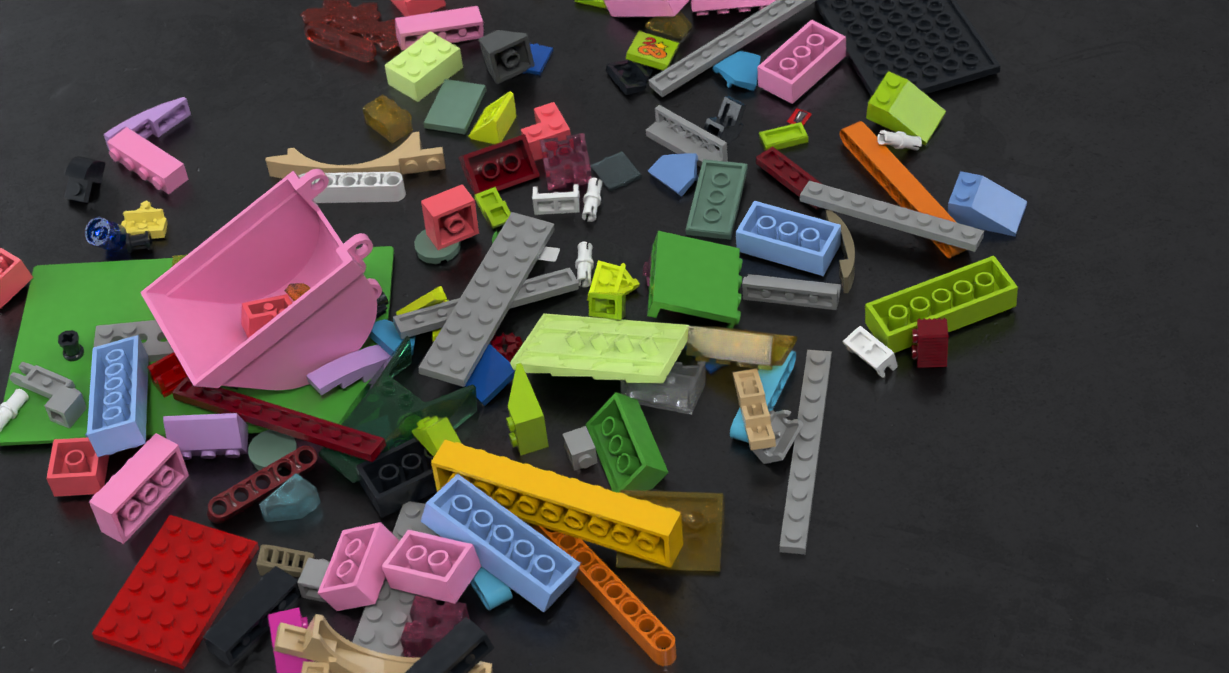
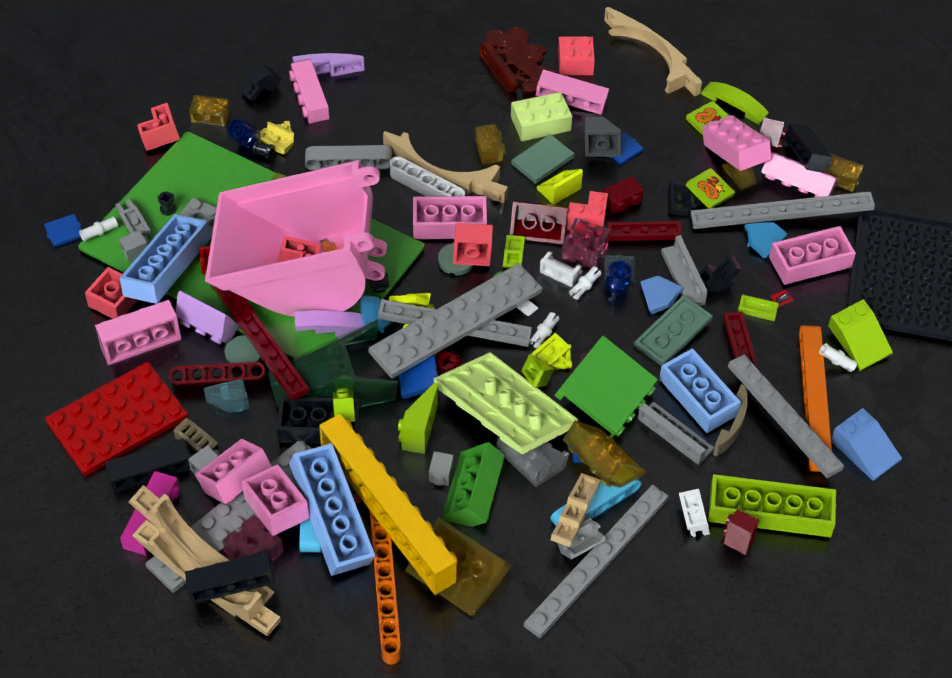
camera: 25 degrees right, 5 degrees up
(45, 233) = (209, 110): none -> clear yellow brick
(218, 213) = (369, 155): none -> light grey beam
(396, 206) = (437, 215): none -> bright pink brick
(569, 96) = (623, 194): none -> dark red brick
(617, 120) = (644, 230): none -> dark red plate
(624, 176) = (618, 277): none -> clear blue wheel

